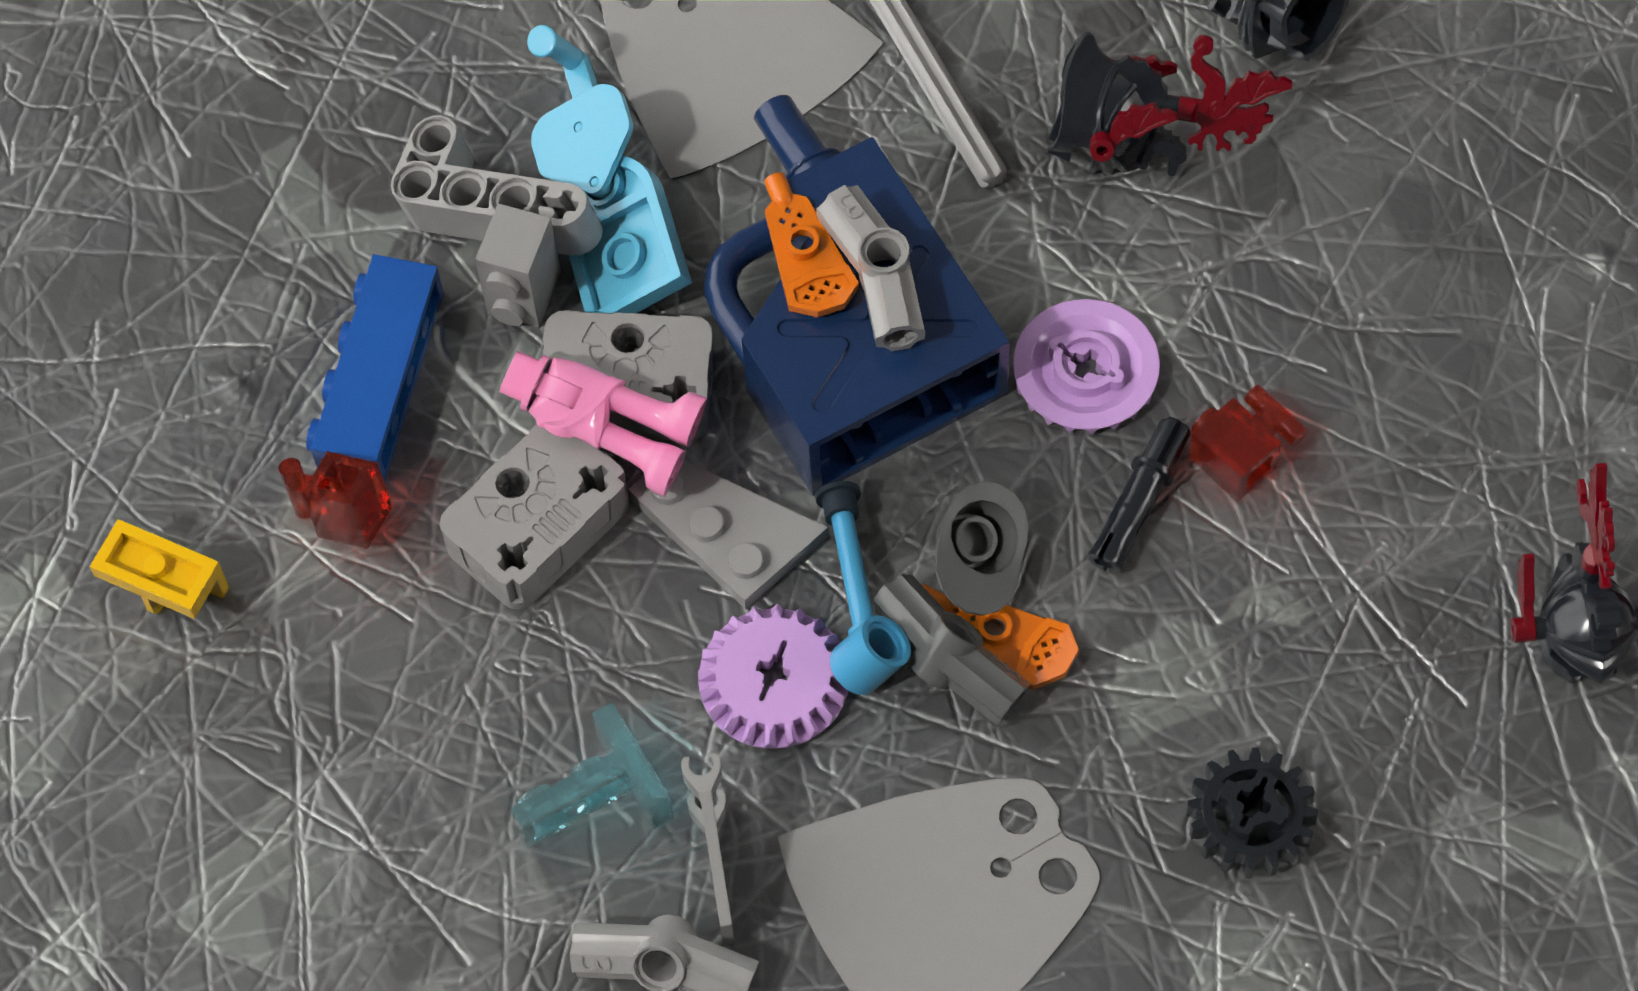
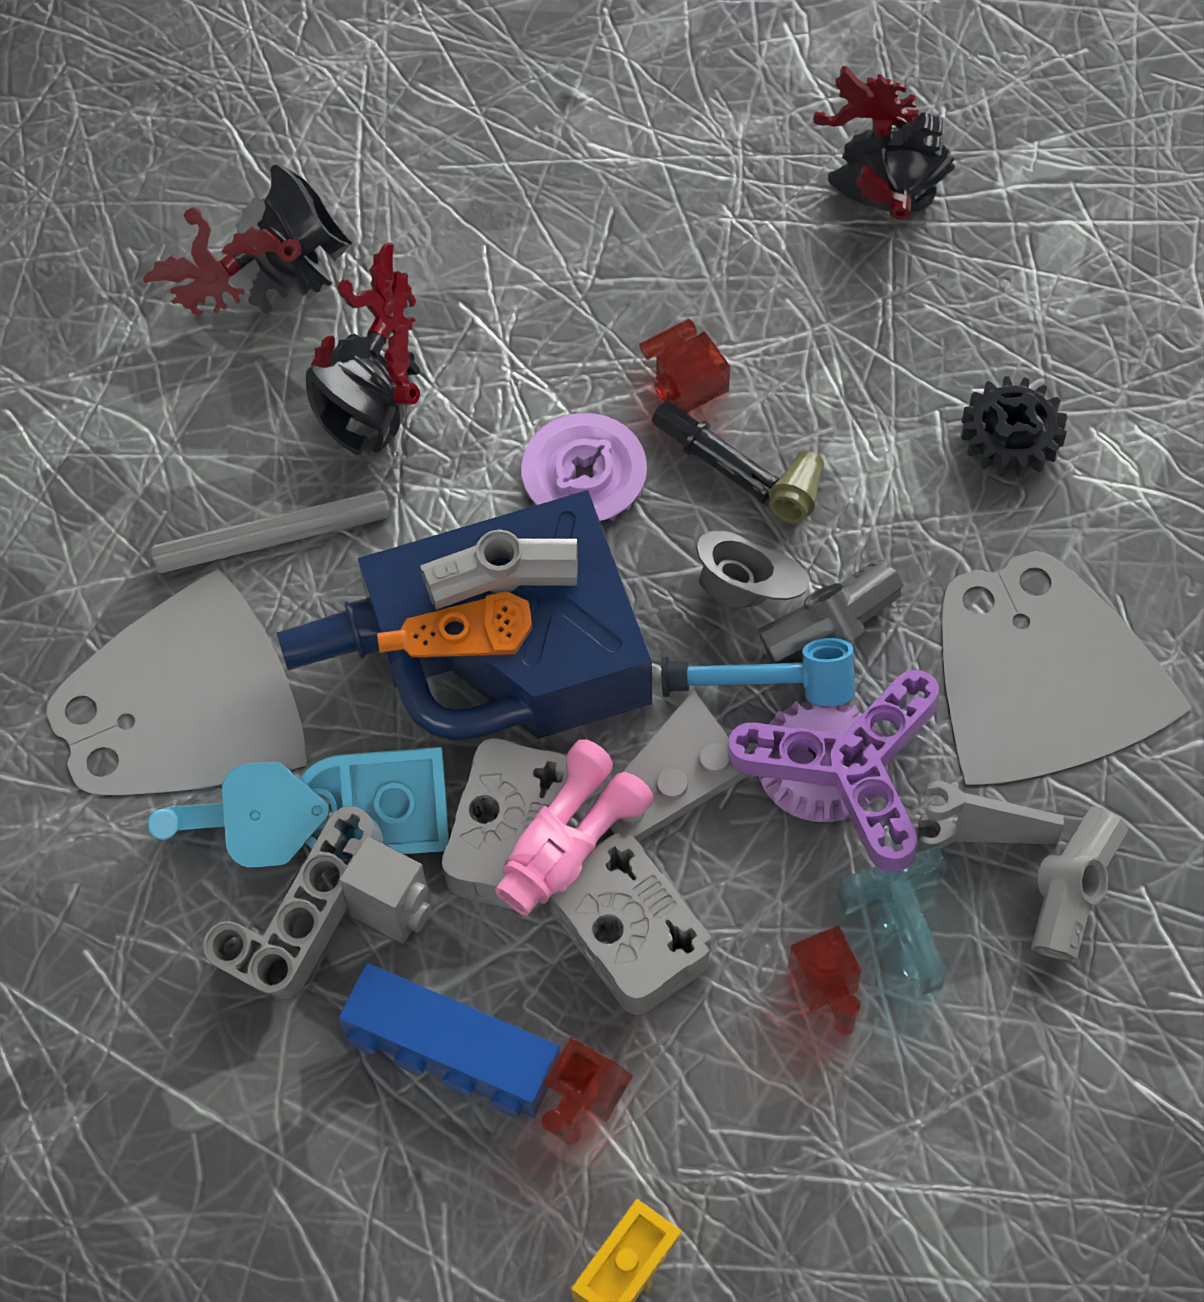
camera: 80 degrees left, 0 degrees up
(509, 713) = (828, 976): none -> clear red brick
(740, 715) = (855, 780): none -> medium lavender piece
(1024, 641) = (824, 565): orange piece -> none
(1113, 590) = (796, 490): none -> olive cone

